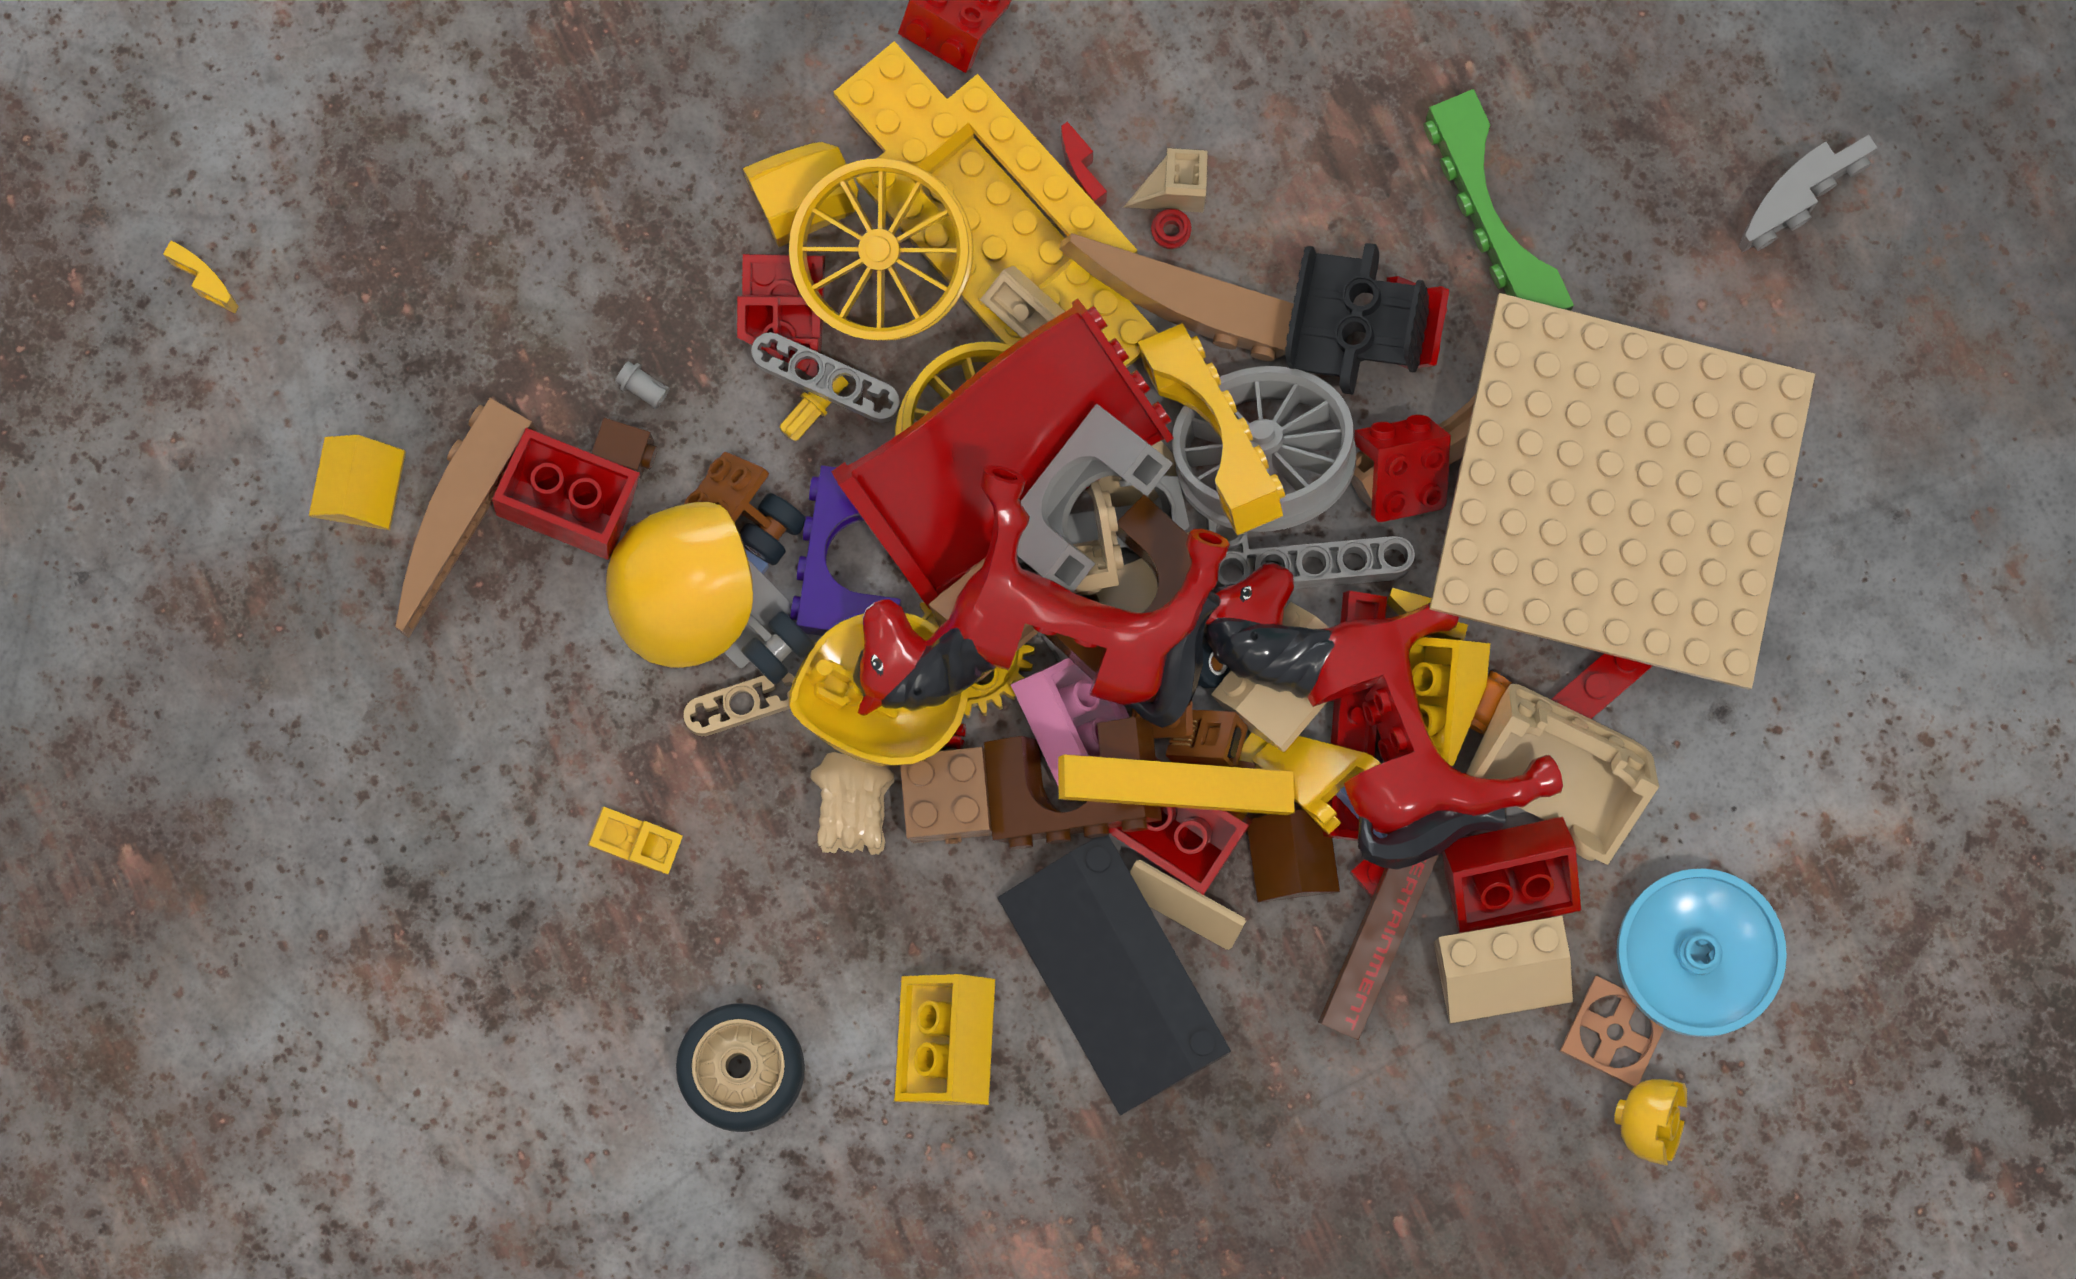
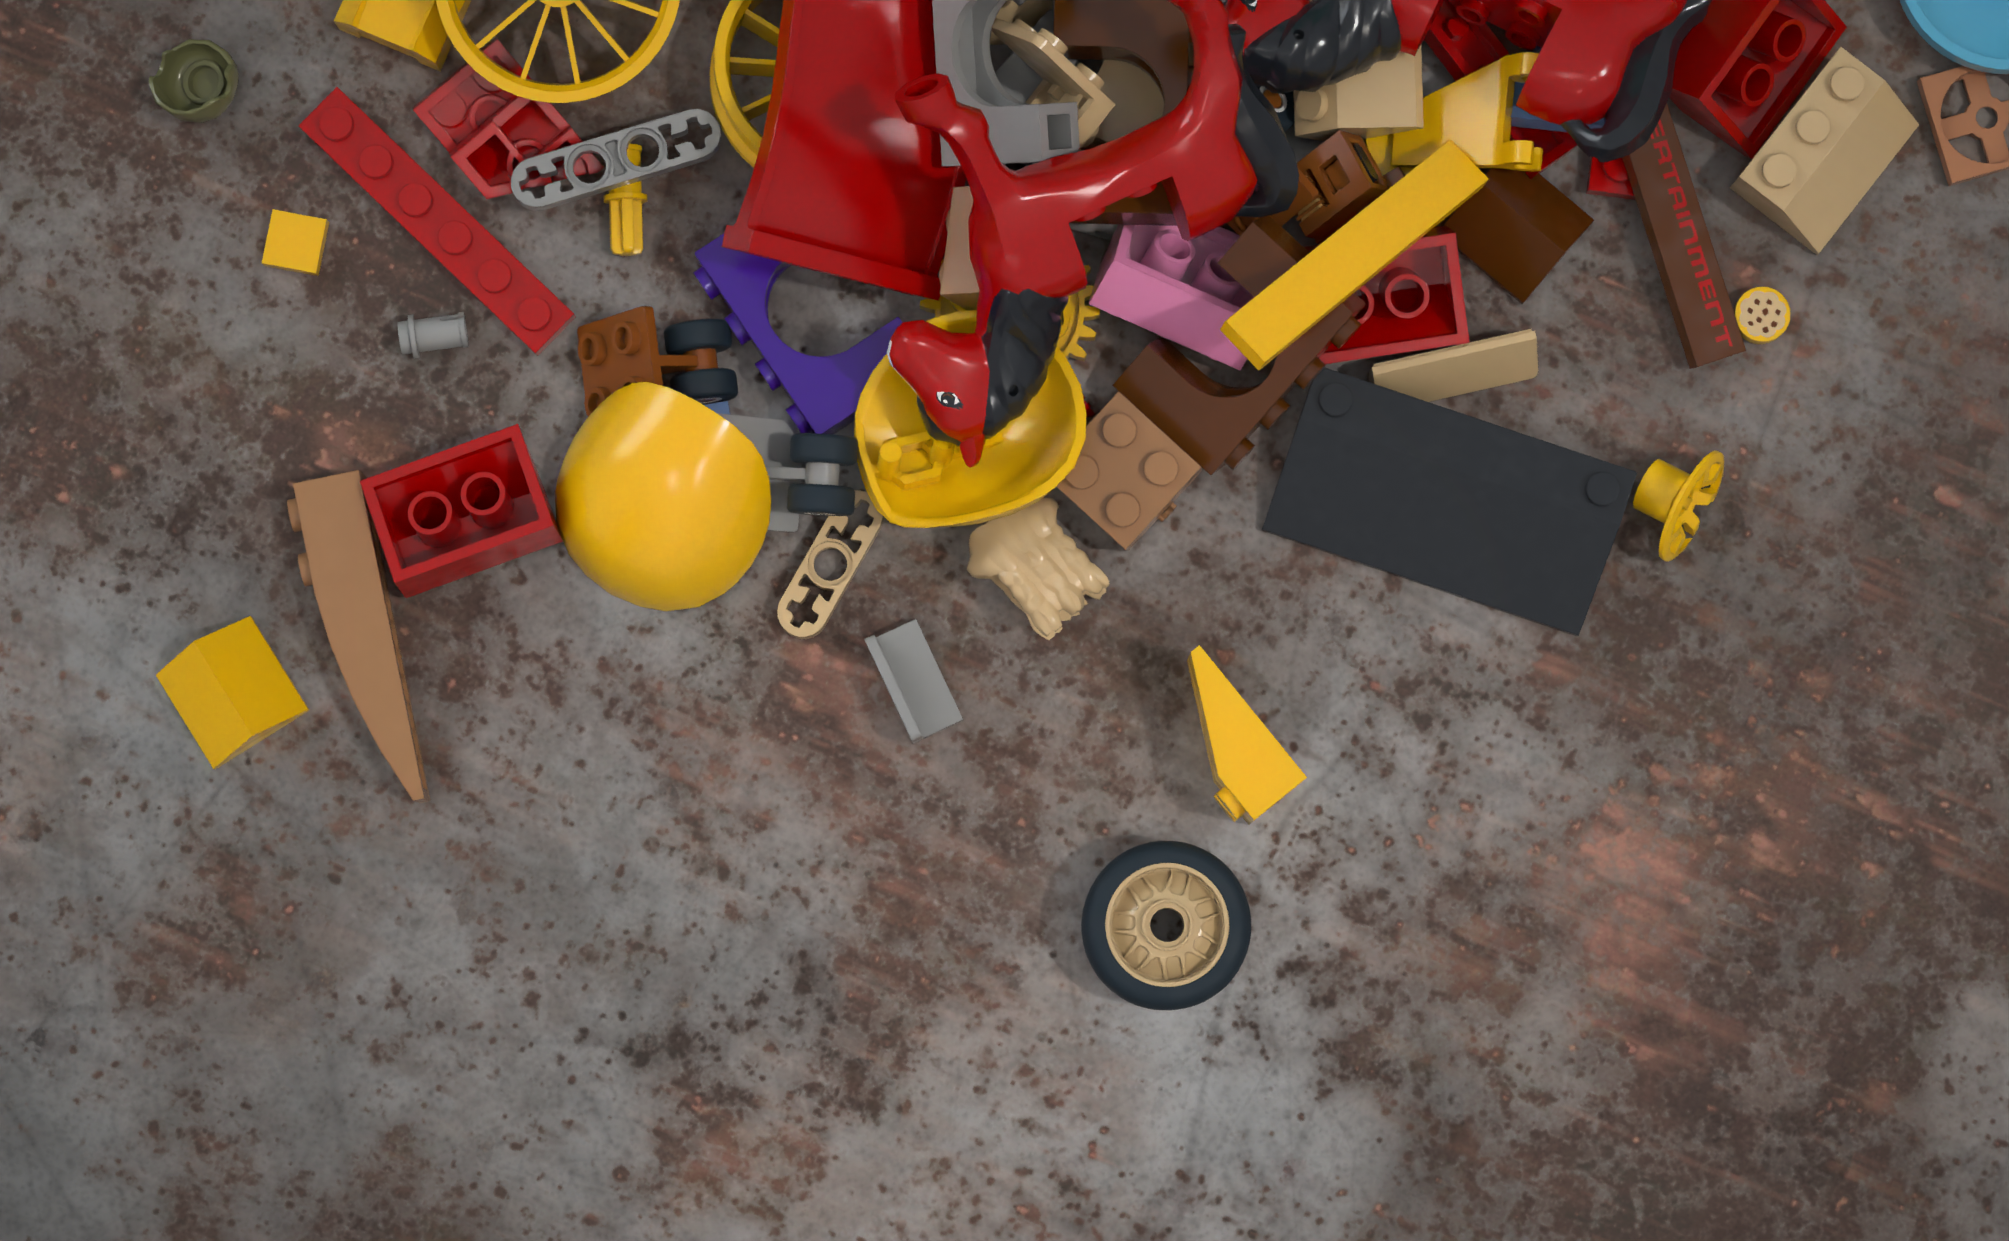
camera: 40 degrees left, 5 degrees up
(614, 270) = (295, 242): none -> yellow tile
(625, 445) = (474, 410): reddish brown brick -> none
(635, 840) = (849, 797): yellow slope -> none
(639, 136) = (195, 81): none -> olive hair
(701, 327) = (437, 221): none -> red plate
(727, 808) = (914, 681): none -> light grey panel
(868, 1008) = (1241, 751): none -> yellow slope
(945, 1039) = (1340, 716): yellow slope -> none
(1241, 1084) = (1671, 496): none -> yellow wheel
(1385, 1028) = (1762, 315): none -> tile

